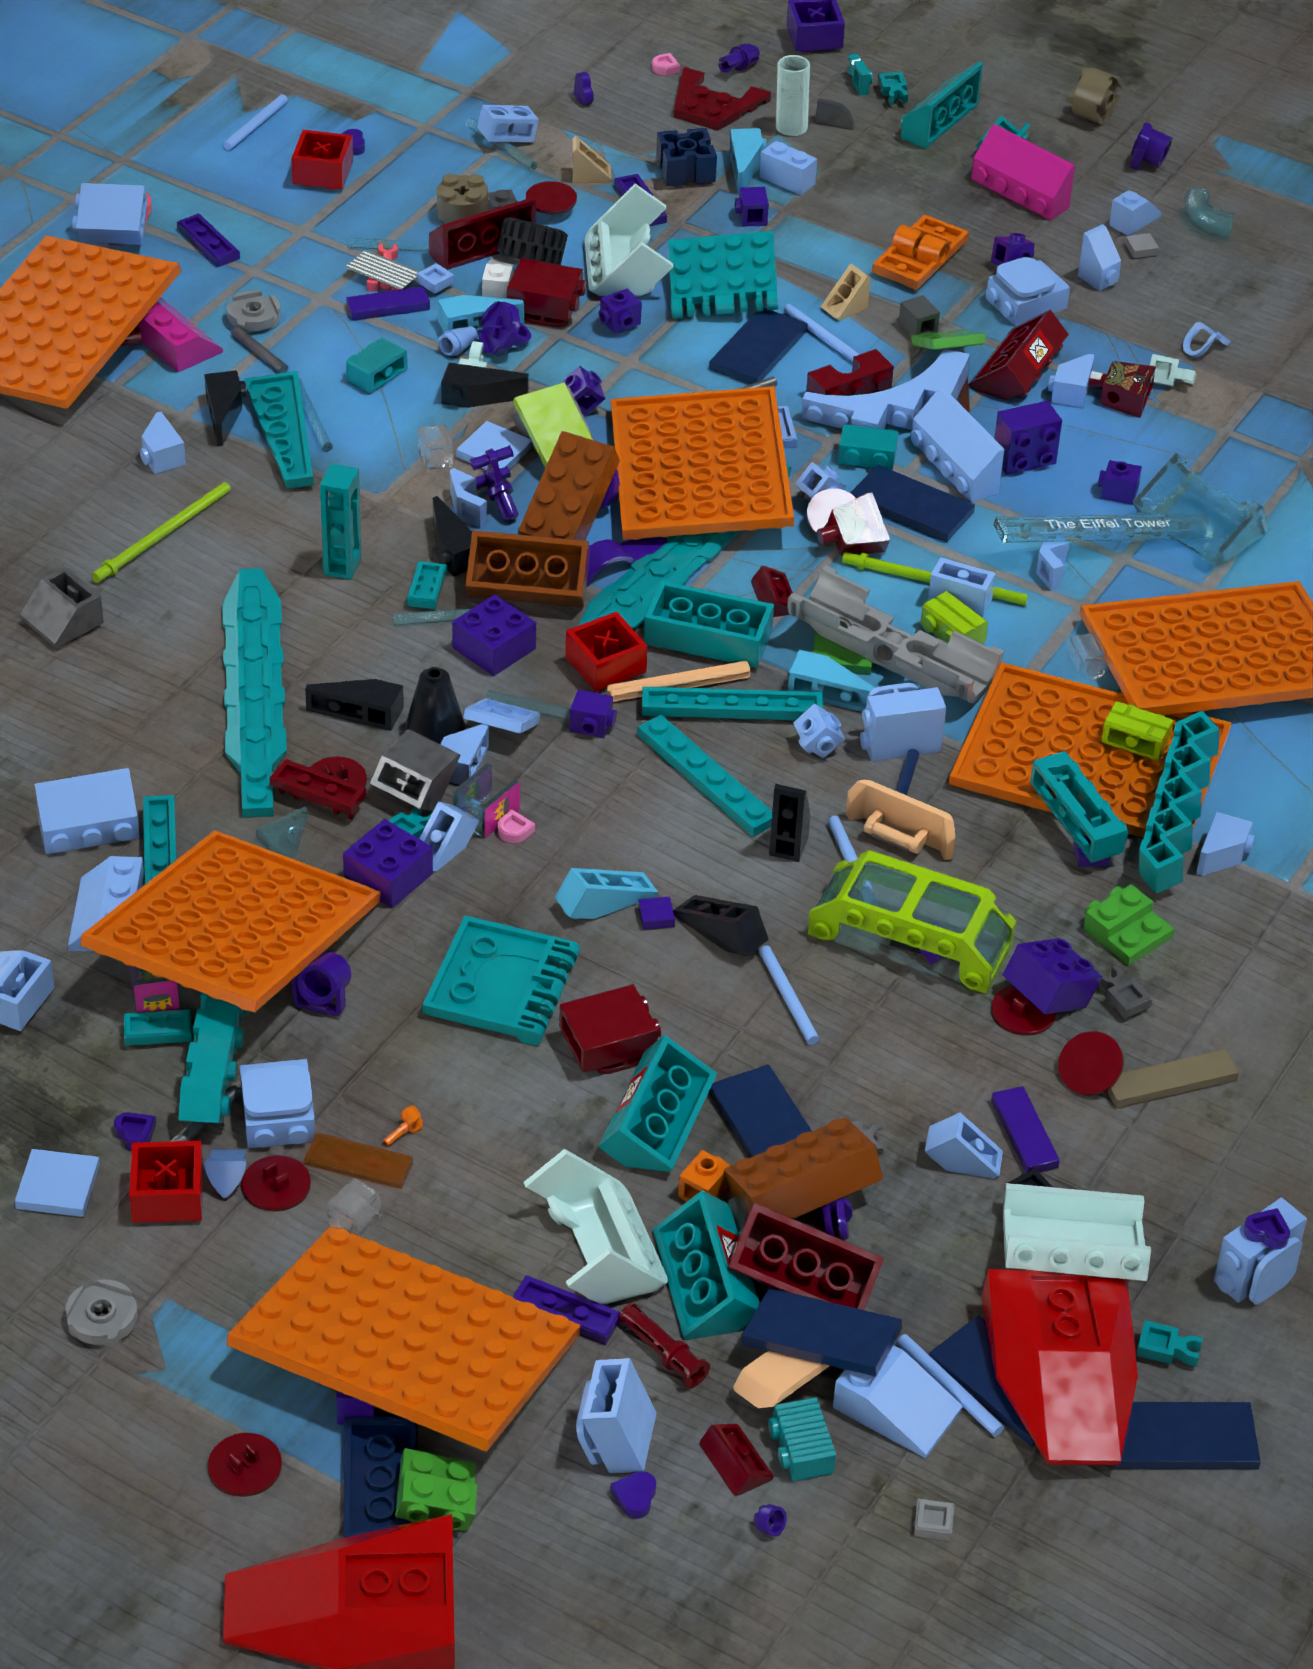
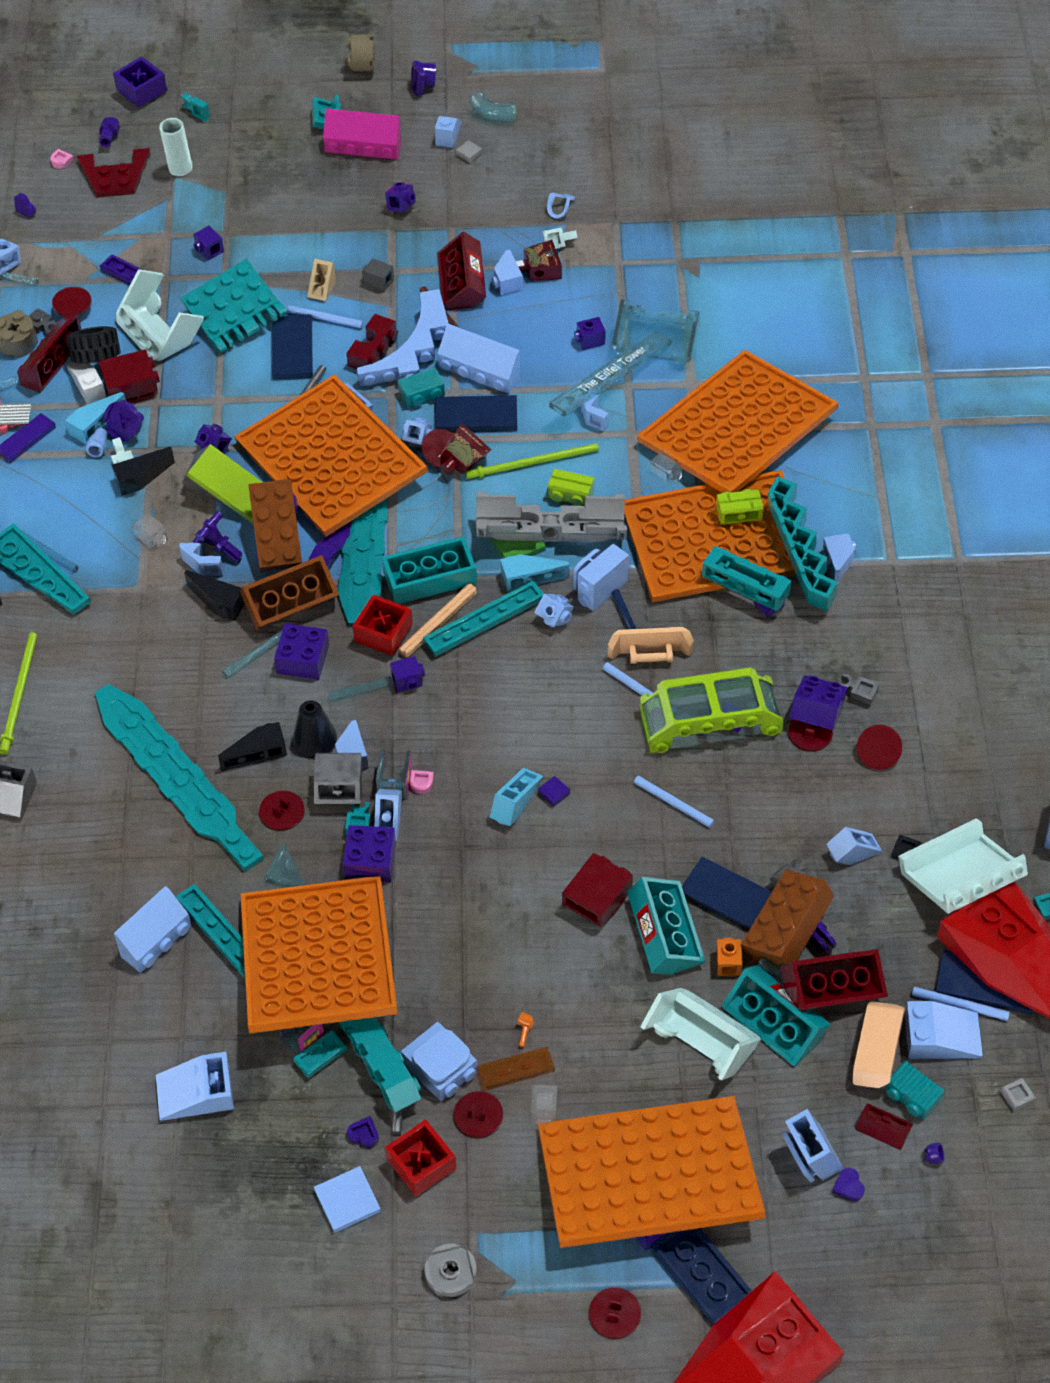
camera: 30 degrees left, 10 degrees up
(102, 892) = (216, 987): light blue slope -> none
(225, 1169) = (446, 1124): medium blue tile -> none
(318, 787) = (282, 824): dark red plate -> none
(321, 983) = (404, 961): dark purple piece -> none
(341, 521) = (151, 625): teal brick -> none
(376, 364) = (59, 490): teal brick -> none
(426, 585) = (227, 637): teal plate -> none
(435, 278) = (43, 402): light blue plate -> none
(435, 1488) = (743, 1258): bright green plate -> none
(495, 437) = (185, 511): light blue tile -> none
(498, 975) = (499, 893): teal hinge -> none
(502, 715) = (355, 707): light blue tile -> none
(588, 165) = (74, 264): tan slope -> none
(596, 1320) = (711, 1089): dark purple tile -> none
(620, 310) = (188, 366): dark purple brick -> none
(674, 1354) = (801, 1081): dark red pin -> none
(686, 157) = (137, 226): dark blue brick -> none
(706, 775) = (507, 677): teal plate -> none
(725, 923) = (604, 775): black slope -> none
(745, 154) = (169, 202): medium azure slope -> none
(773, 588) = (444, 523): dark red slope -> none
(788, 167) = (208, 202): light blue brick -> none
(789, 823) = (593, 687): black slope -> none
(822, 1332) = (881, 1018): dark blue tile -> none
(833, 114) = (203, 145): flat silver brick -> none
(894, 86) = (224, 104): teal plate -> none
(919, 251) = (339, 224): orange plate -> none
(943, 107) = (270, 107): teal slope -> none
(948, 339) = (413, 283): bright green tile -> none
(964, 582) = (558, 456): light blue brick -> none
(1025, 1129) = (874, 812): dark purple tile -> none
(1026, 290) = (429, 221): light blue brick -> none
(1028, 436) = (518, 327): dark purple brick -> none
(1099, 259) = (458, 177): light blue slope -> none
(1126, 924) = (825, 641): bright green plate -> none
(1173, 1078) = (927, 728): dark tan tile -> none

